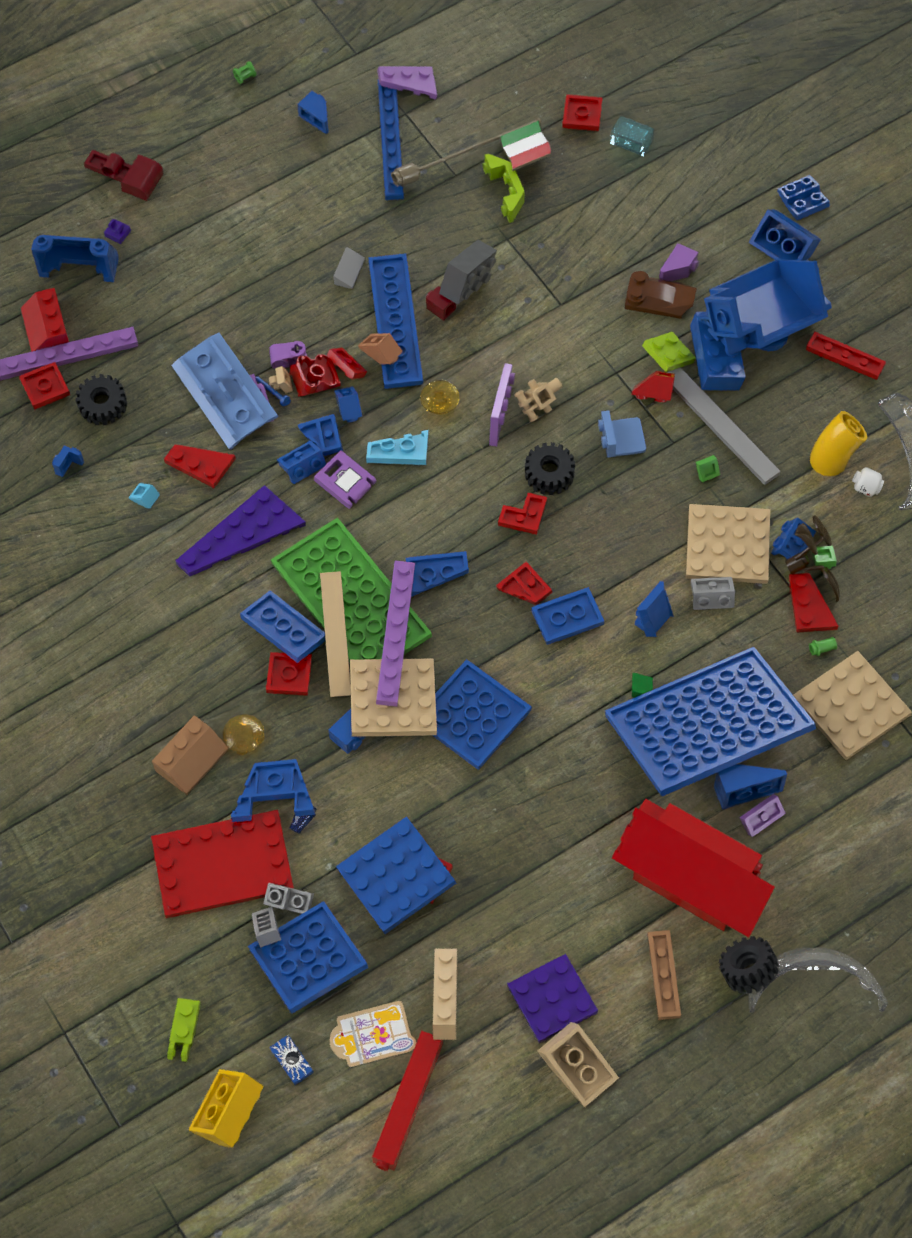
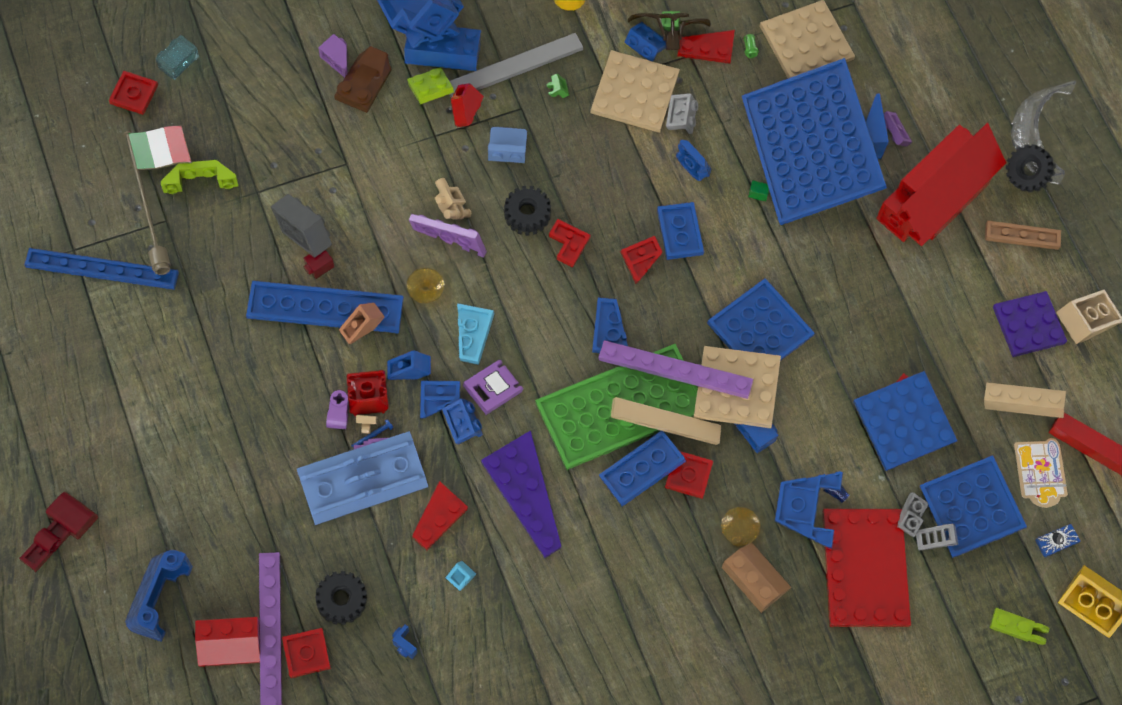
camera: 85 degrees left, 5 degrees up
(117, 231) = (130, 552): dark purple tile -> none
(314, 111) = (46, 329): blue slope -> none
(346, 363) = (363, 359): red plate -> none
(348, 268) = (250, 337): light grey slope -> none
(409, 78) = (35, 234): medium lavender wing -> none

